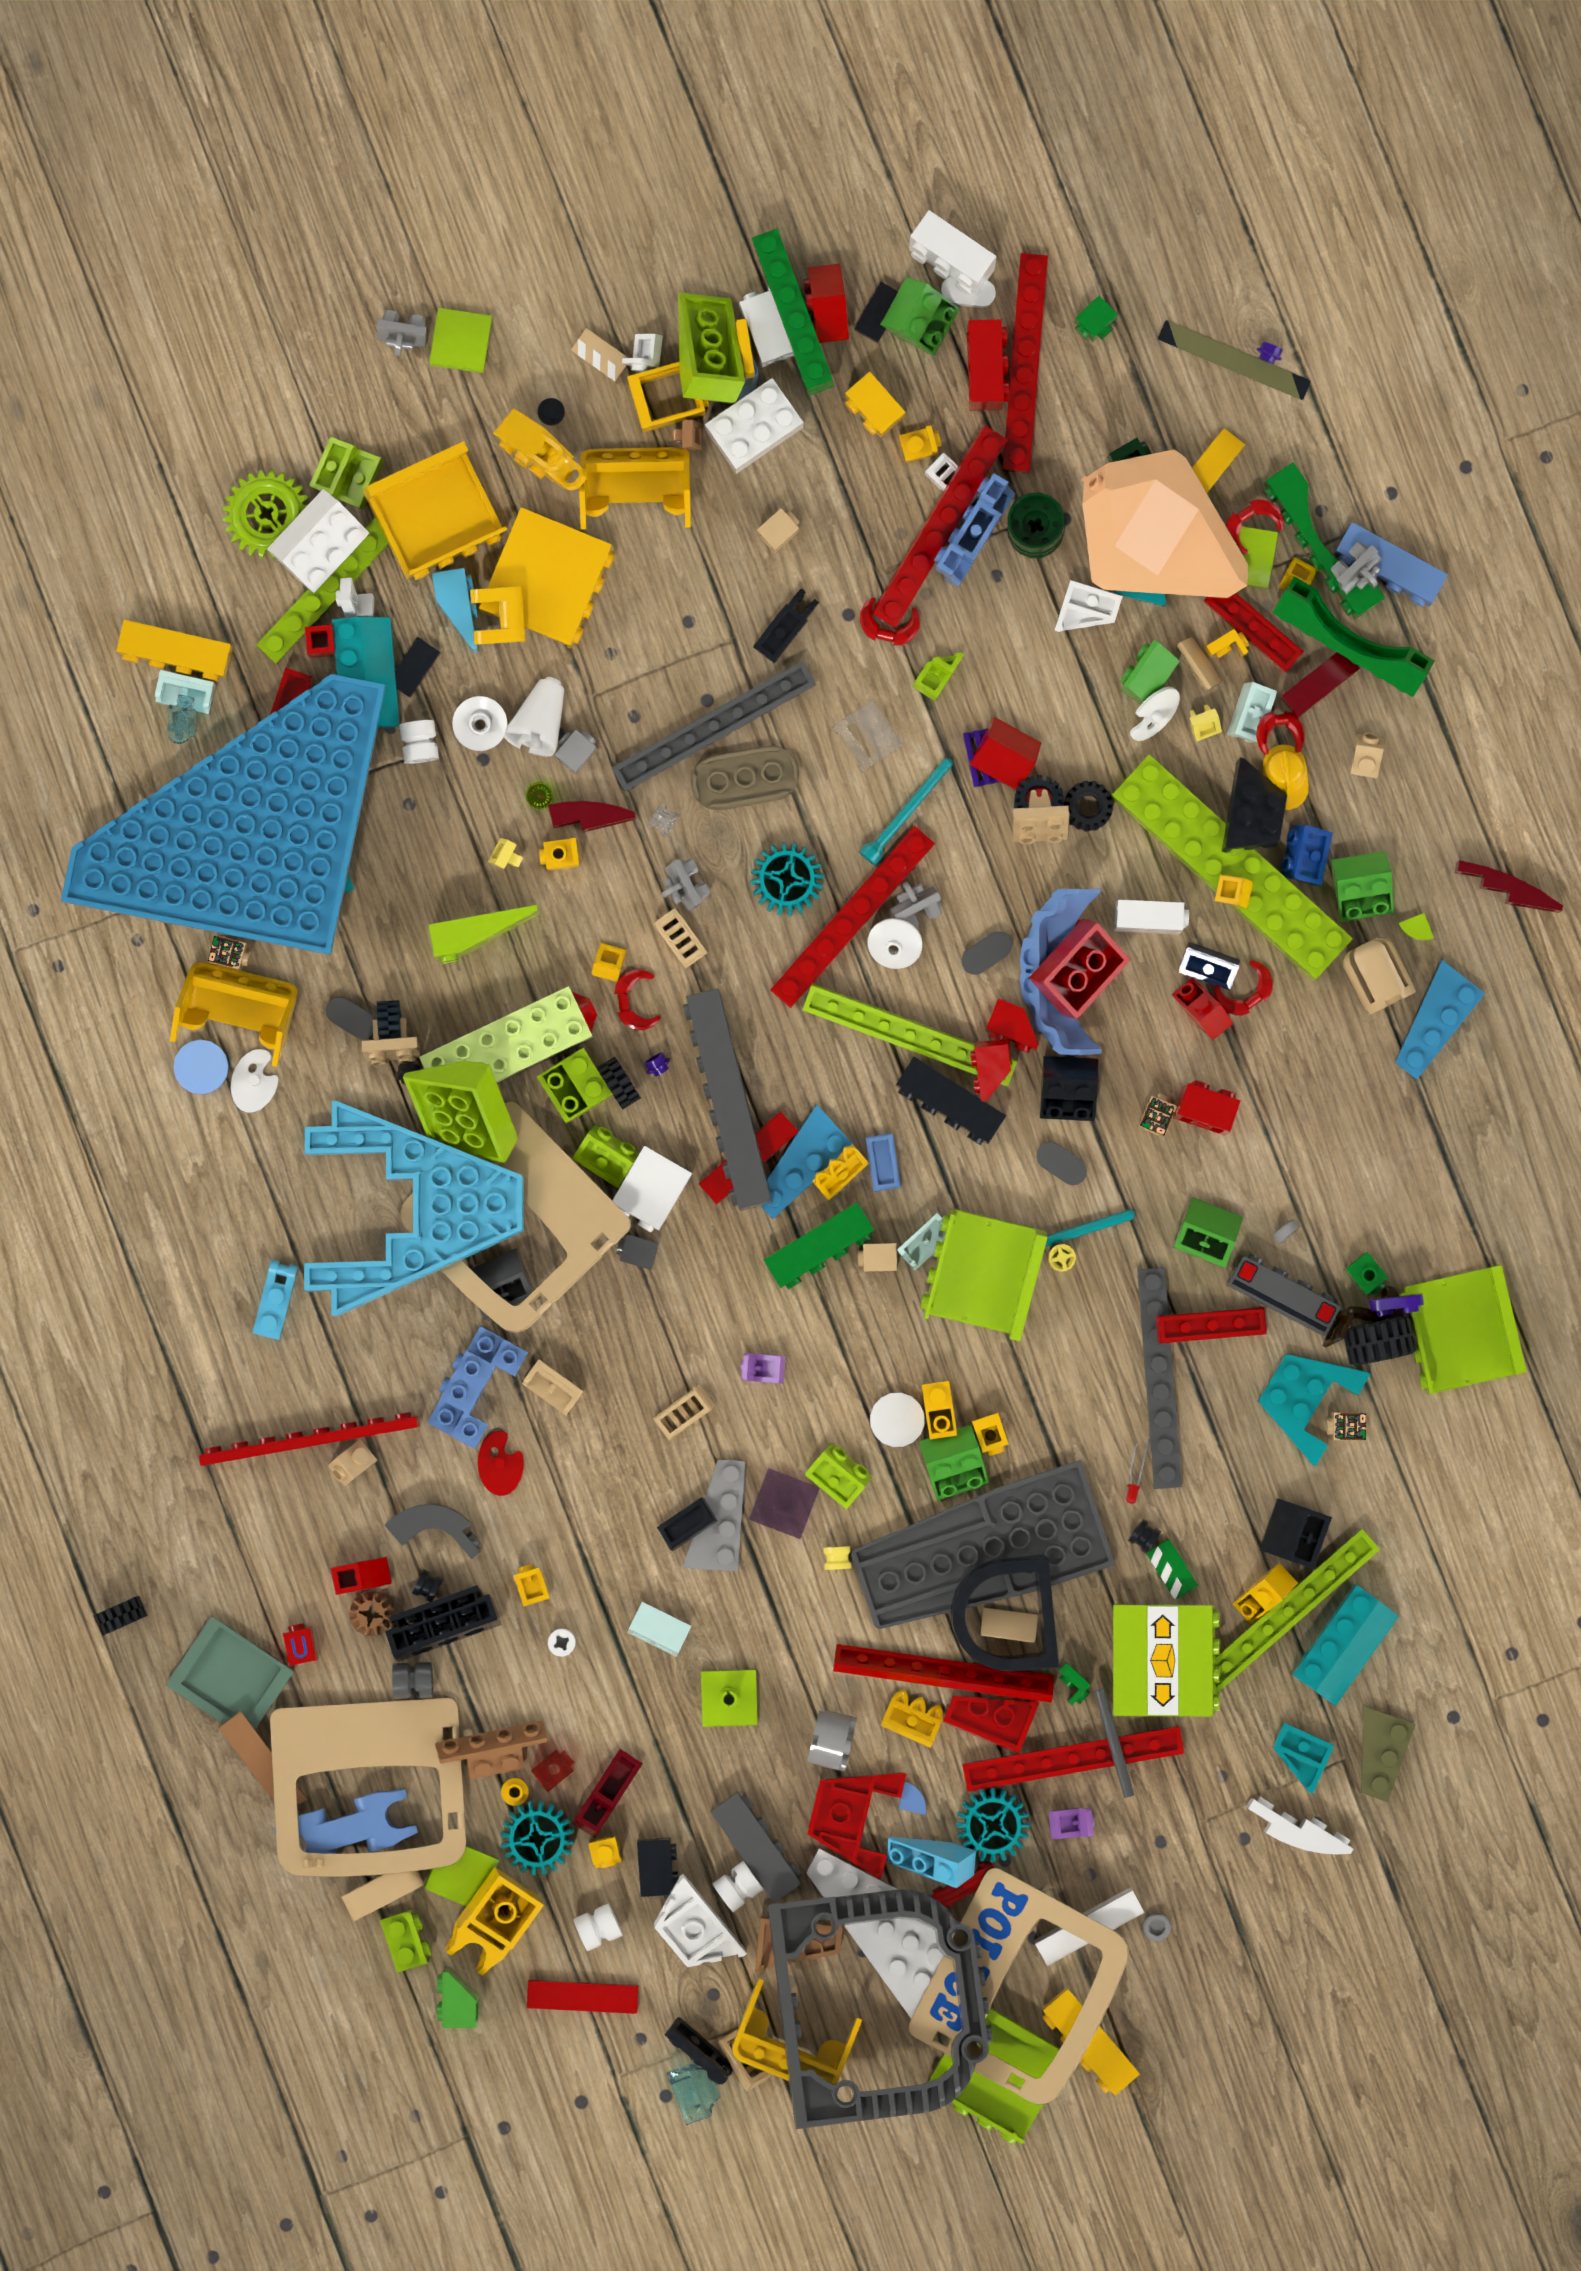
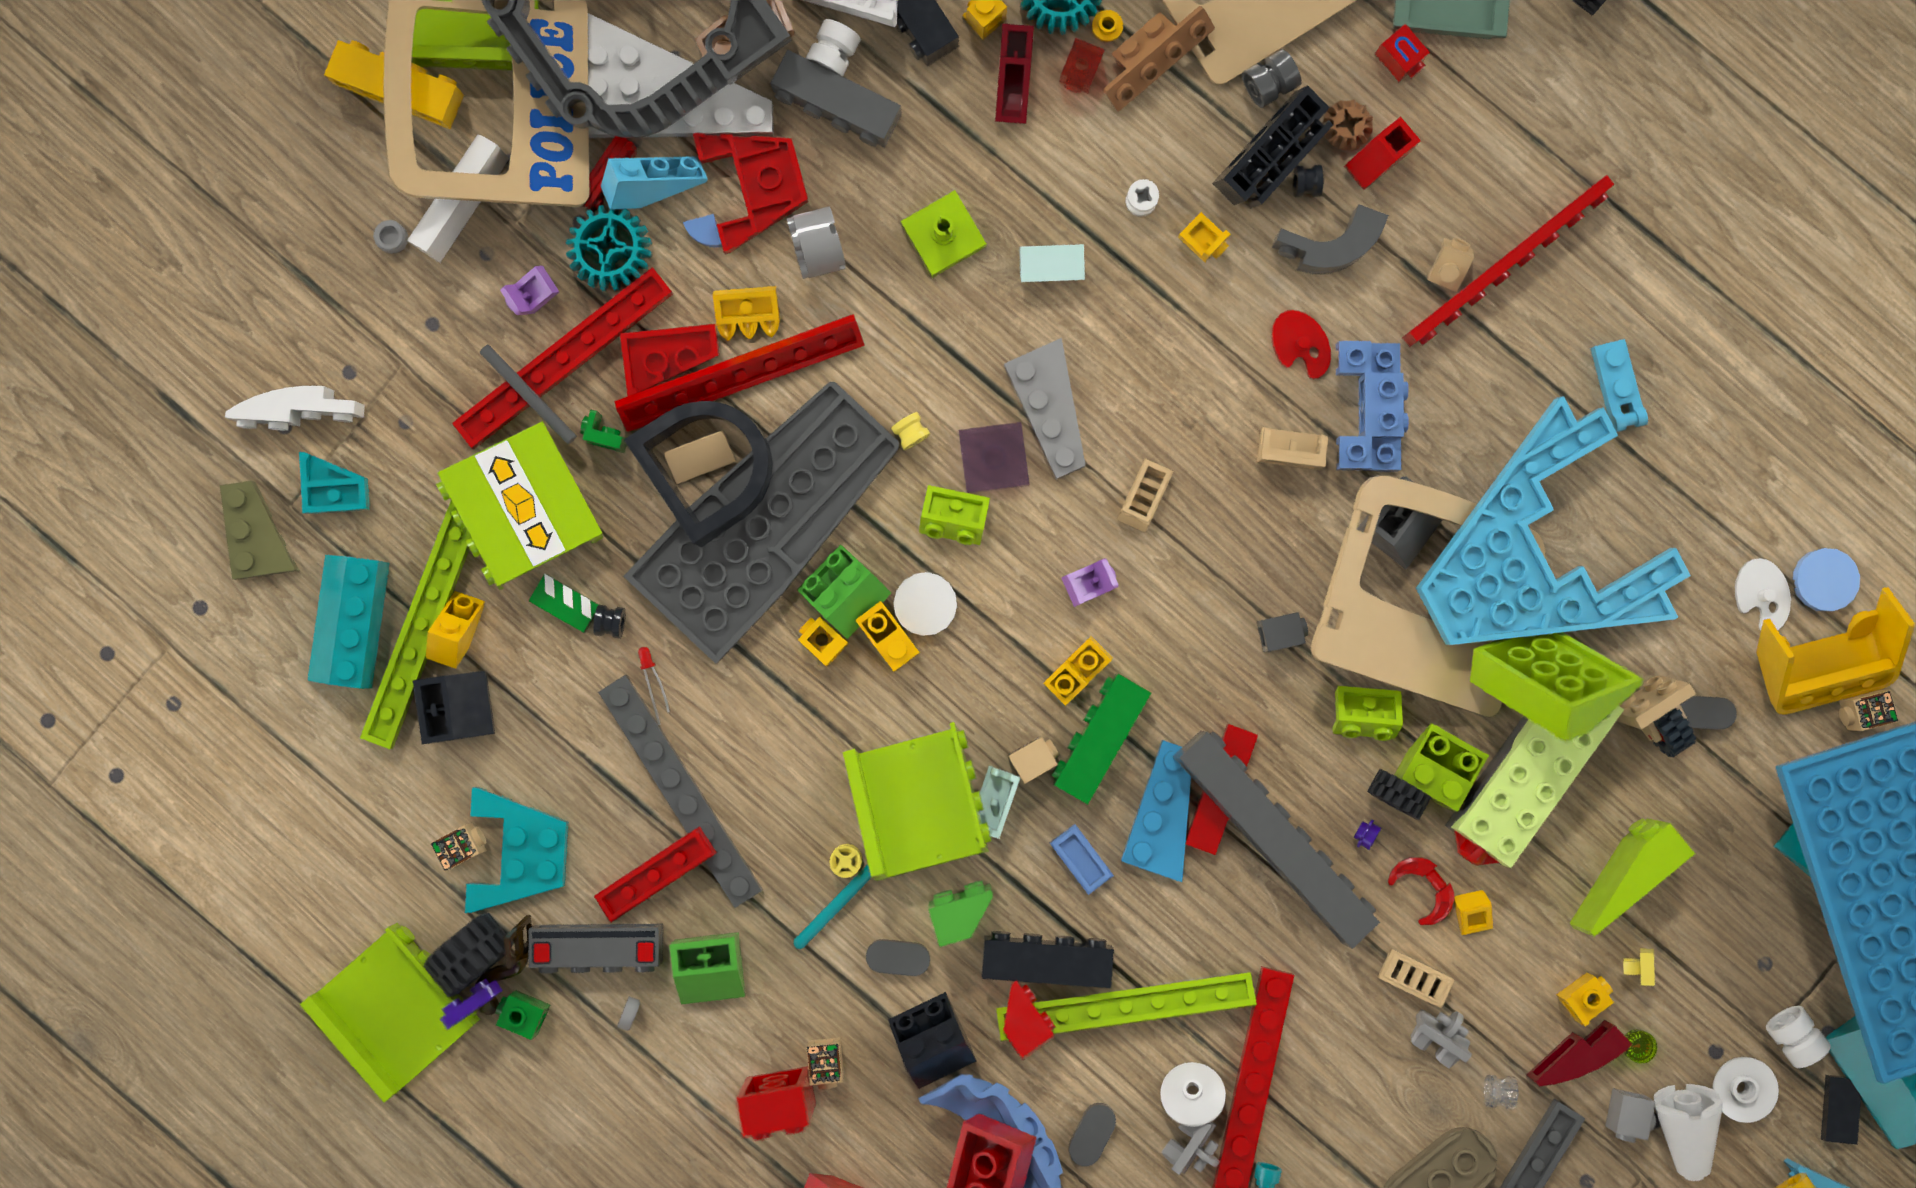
camera: 155 degrees right, 0 degrees up
(651, 1189) = (1304, 702): white brick -> none
(687, 1524) = (1081, 383): black tile -> none
(781, 901) = (1354, 1097): teal gear -> none
(808, 1306) = (1078, 670): none -> yellow slope
(840, 1171) = (1121, 826): yellow plate -> none
(997, 1172) = (959, 914): none -> bright green slope
(1013, 1024) = (1027, 1078): red slope -> none

